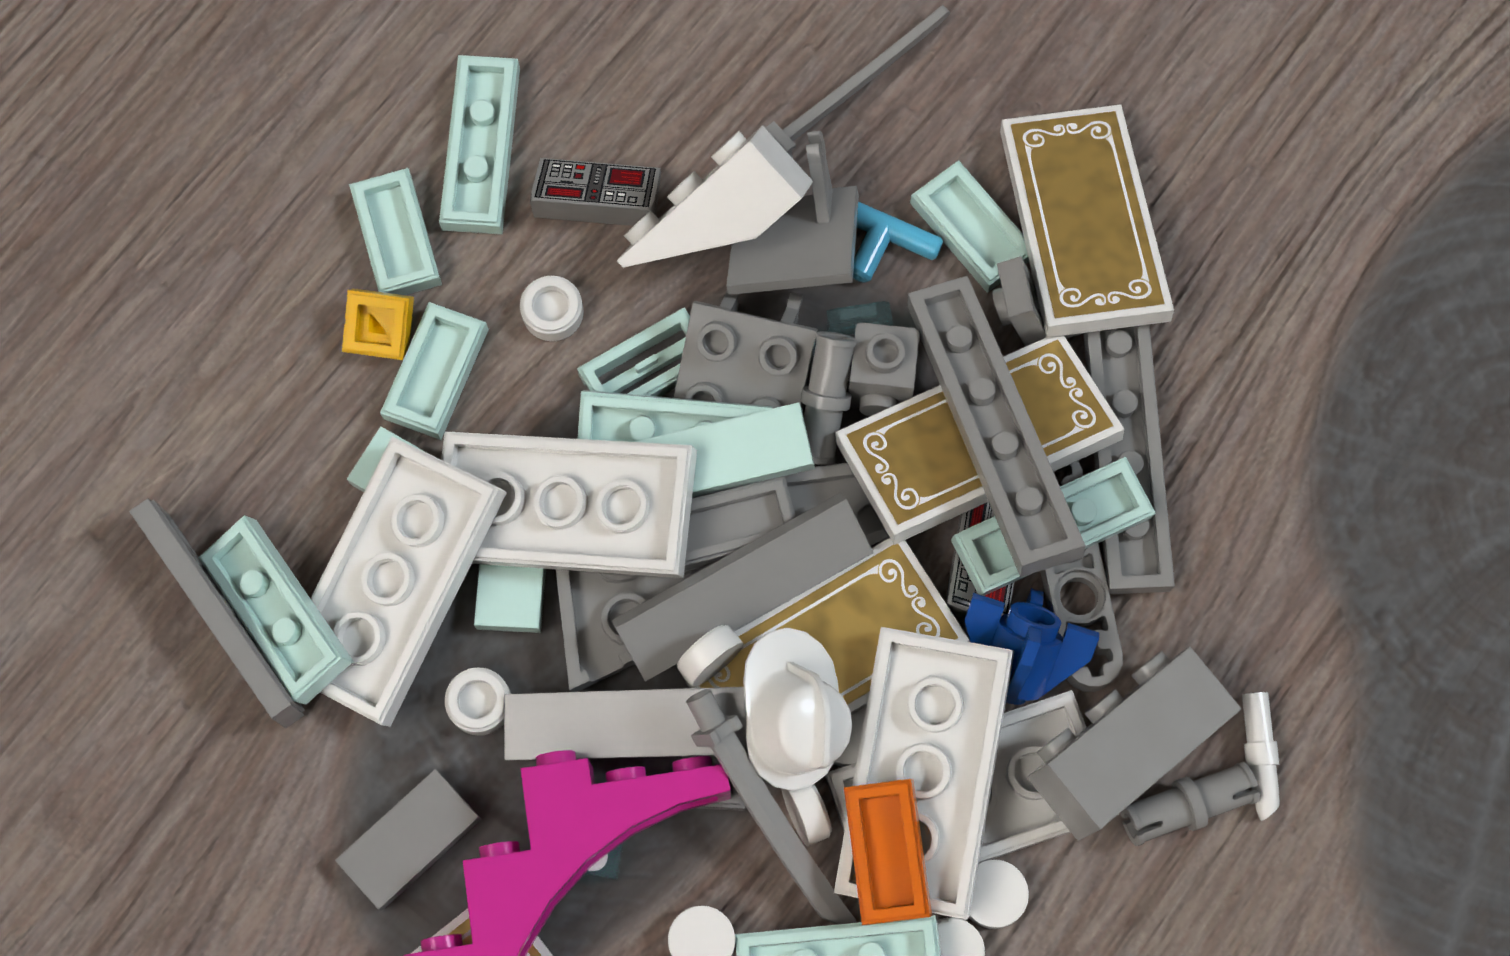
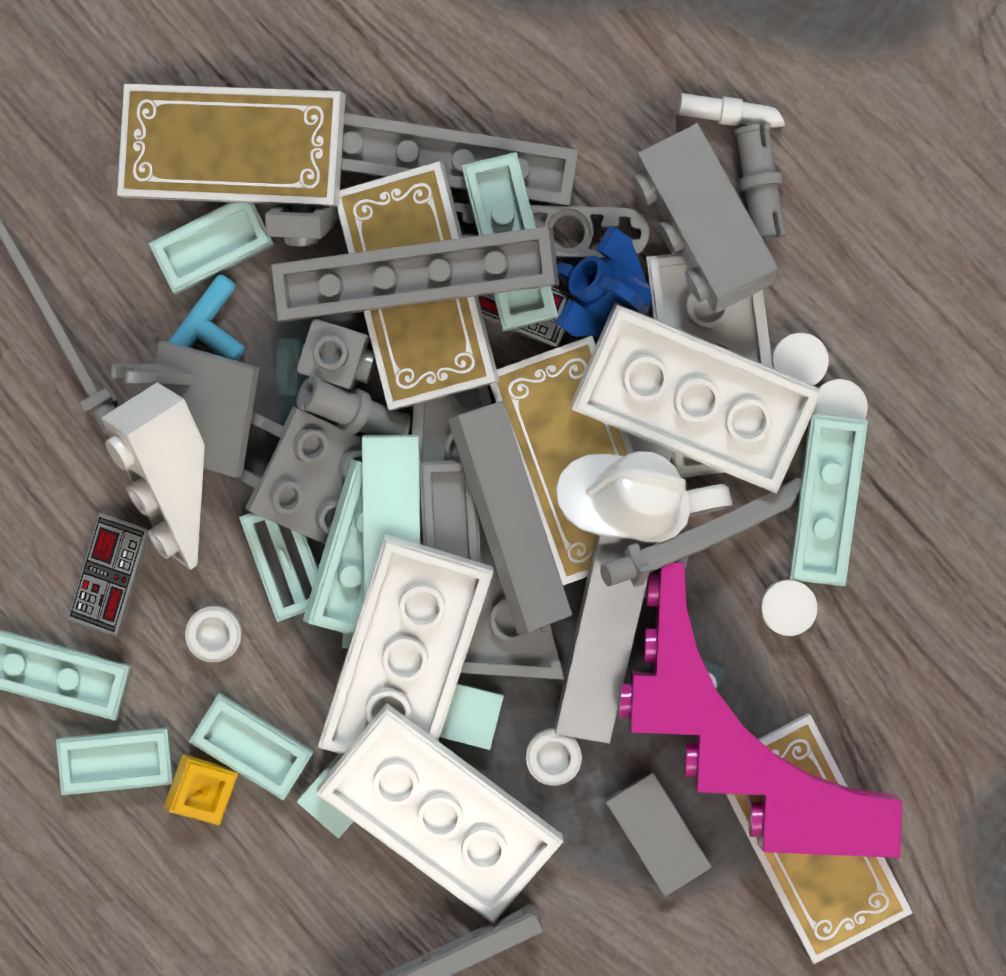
camera: 80 degrees left, 15 degrees up
(275, 610) = (444, 916): light aqua tile -> none
(709, 655) = (566, 557): white tile -> none
(887, 852) = (756, 443): orange tile -> none

